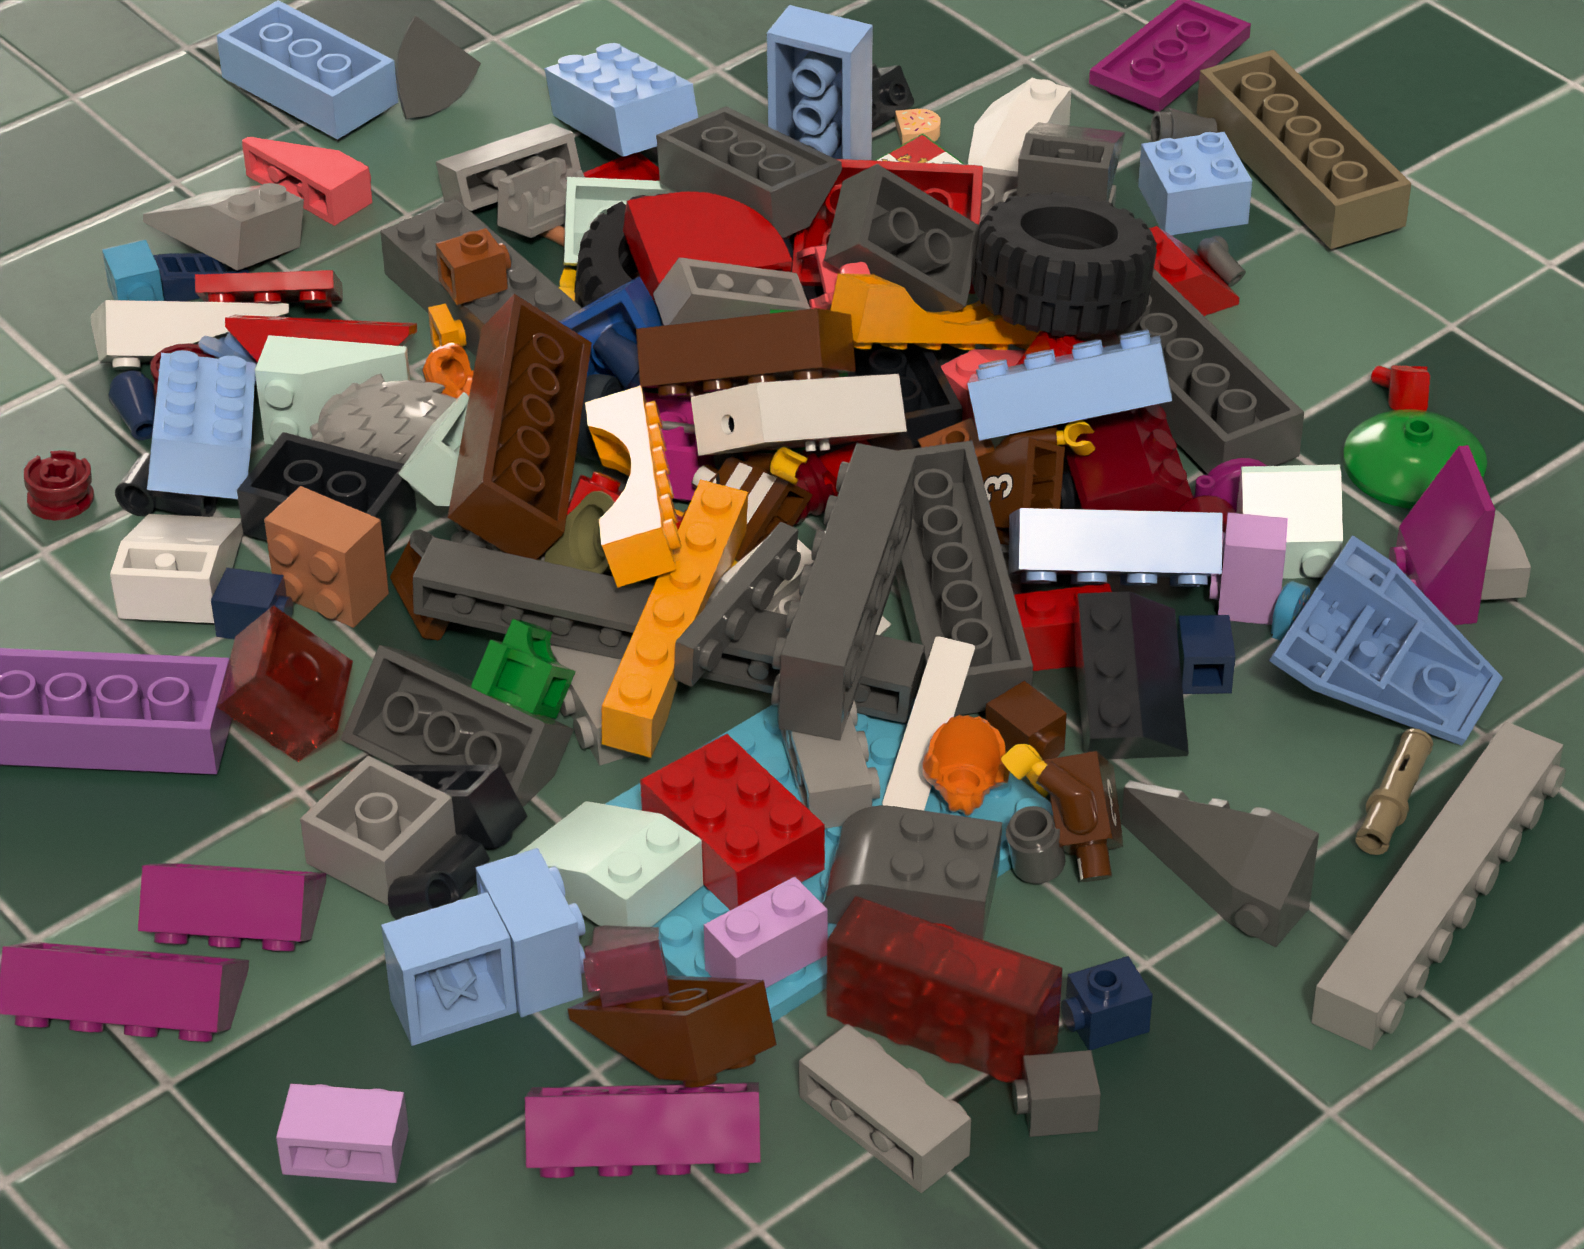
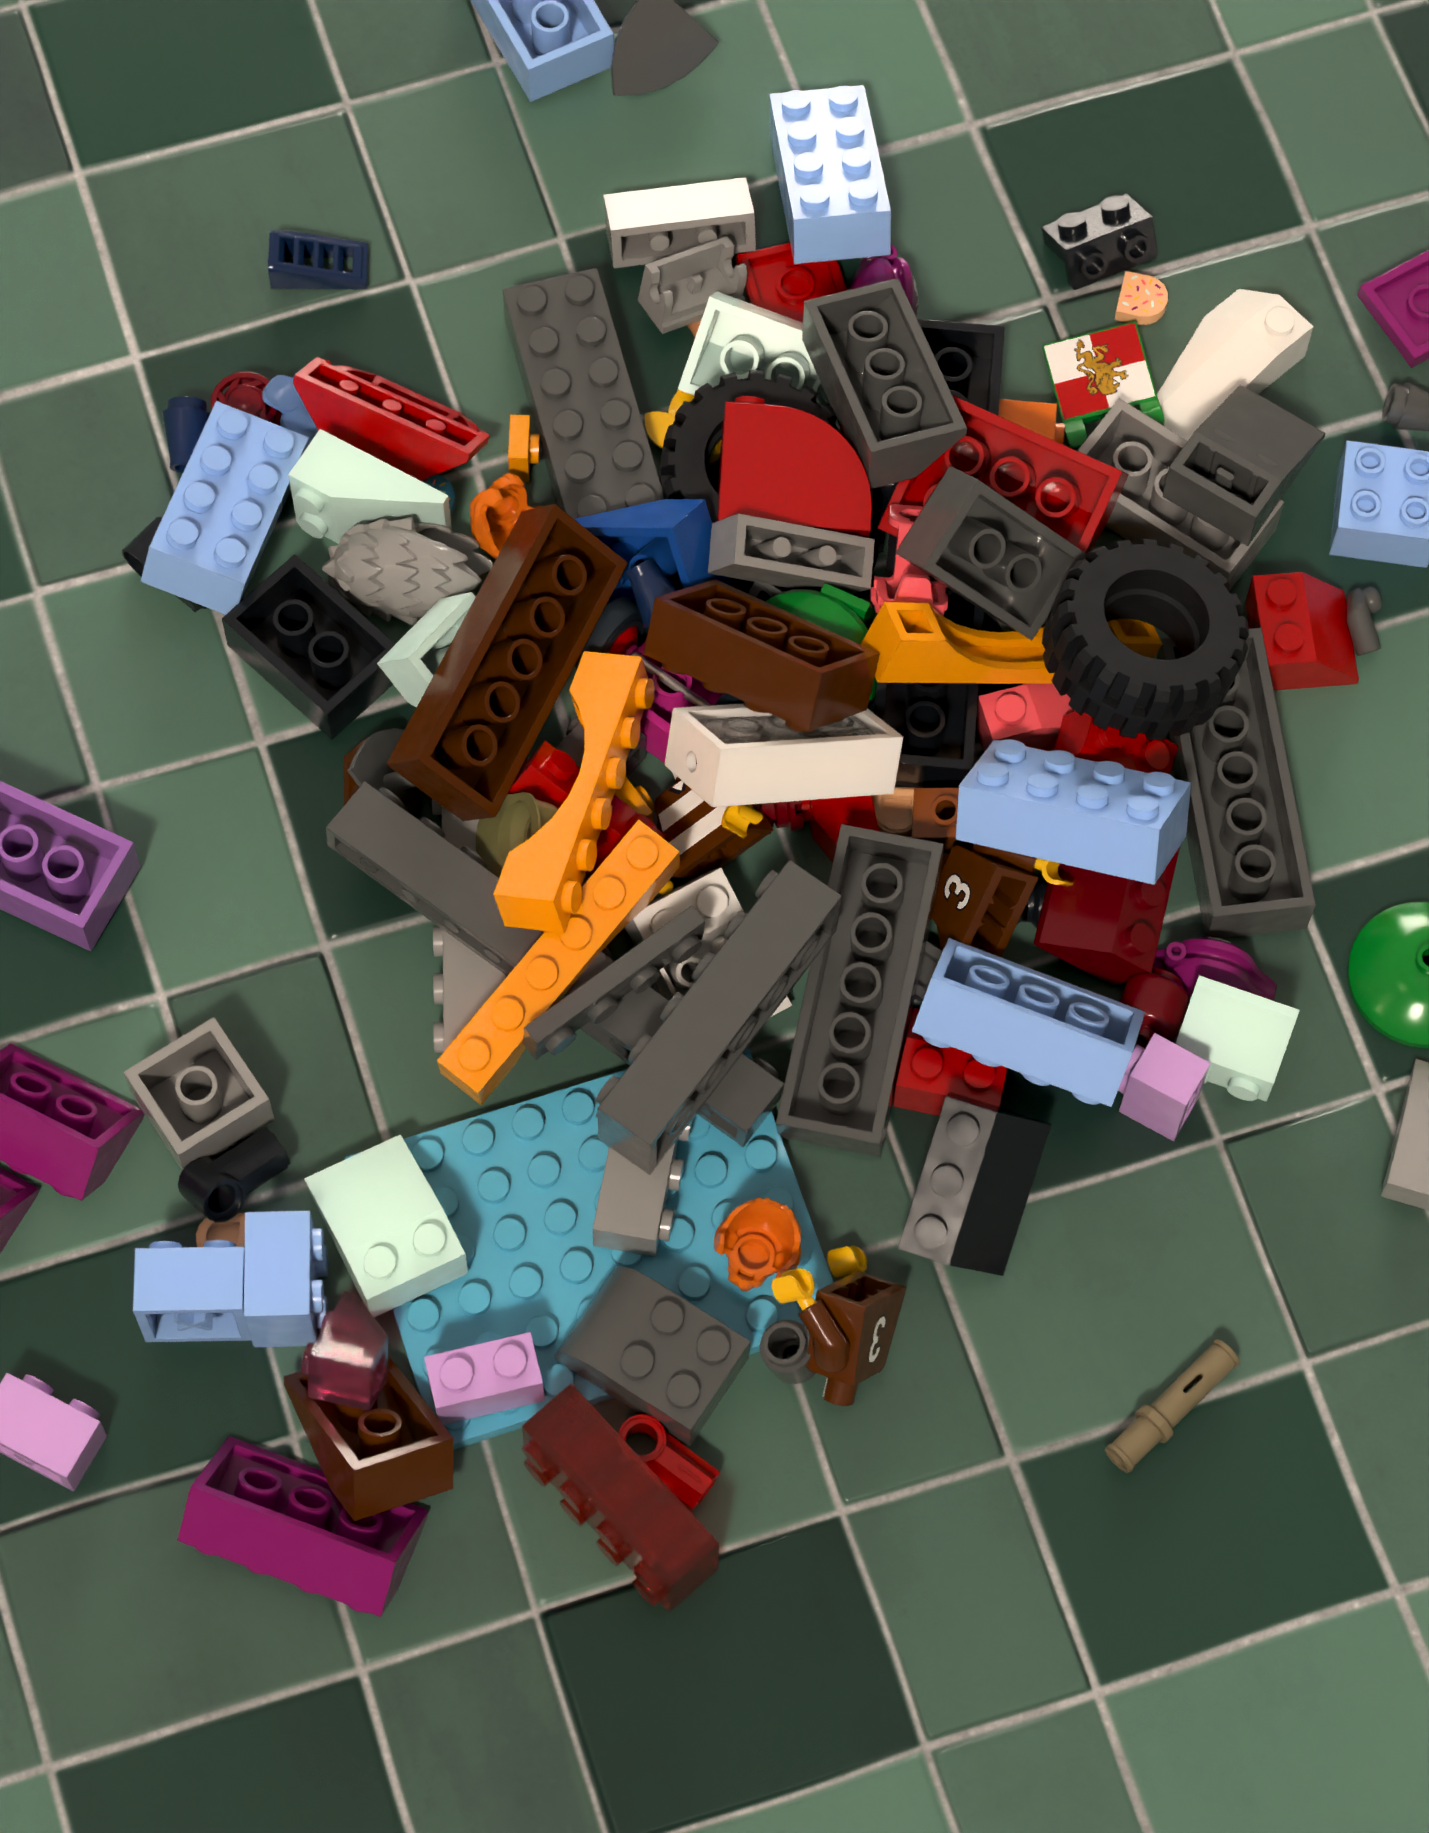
camera: 20 degrees right, 25 degrees up
(58, 485) = (75, 517): dark red wheel -> none
(133, 272) = (244, 248): dark azure brick -> none
(138, 330) = (228, 337): white wedge -> none
(173, 567) = (145, 671): white slope -> none
(235, 223) = (368, 203): light grey slope -> none
(244, 597) = (194, 754): dark blue brick -> none
(285, 684) = (178, 887): clear red brick -> none
(312, 288) = (366, 325): plate -> none
(325, 178) = (479, 161): coral slope -> none
(328, 555) = (278, 730): nougat brick -> none
(432, 717) = (322, 990): dark grey slope -> none
(472, 266) = (561, 397): dark orange brick -> none
(481, 799) = (295, 1090): black slope -> none
(524, 671) = (398, 965): green brick -> none
(746, 819) = (514, 1227): red brick -> none
(821, 82) = (987, 322): light blue brick -> none
(885, 1107) = (522, 1593): light grey brick -> none
(932, 707) = (755, 1166): white sticker -> none
(1030, 719) = (856, 1193): reddish brown brick -> none
(1058, 1093) = (679, 1640): dark grey brick -> none
(1107, 1003) = (772, 1556): dark blue brick -> none
(1206, 654) = (1073, 1165): dark blue brick -> none
(1242, 864) = (973, 1460): dark grey wedge -> none
(1288, 606) = (1187, 1139): dark azure tile -> none
(1386, 649) = (1244, 1234): medium blue wedge -> none
(1438, 887) = (1154, 1537): light grey brick -> none
(1448, 539) = (1363, 1139): magenta slope -> none

